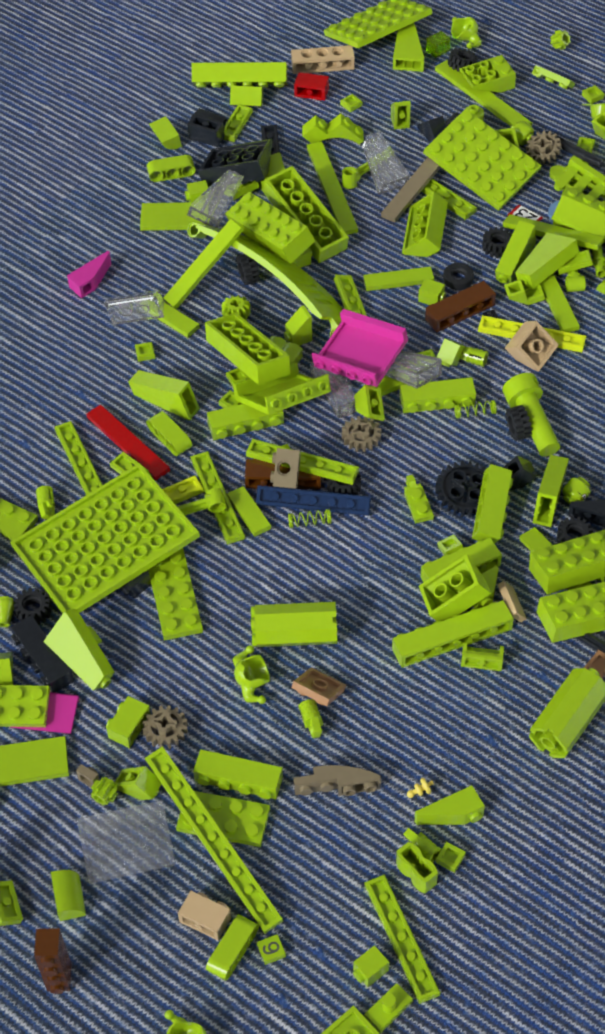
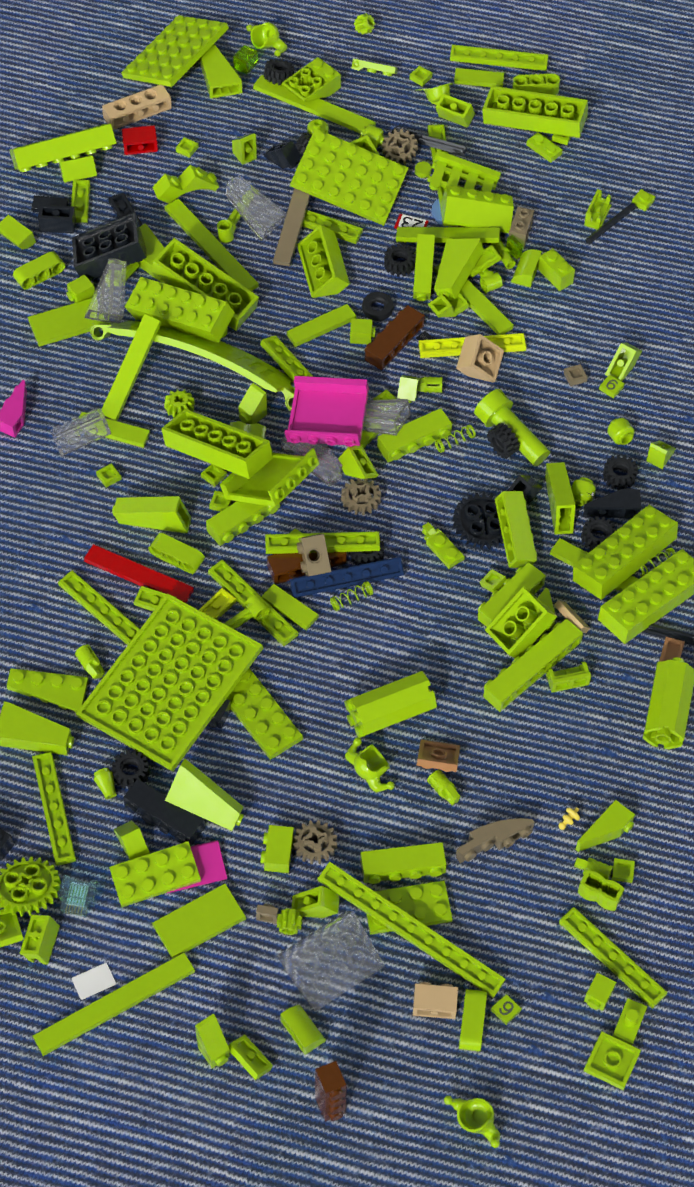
camera: 25 degrees left, 5 degrees up
(247, 269) = (172, 359): black tyre -> none

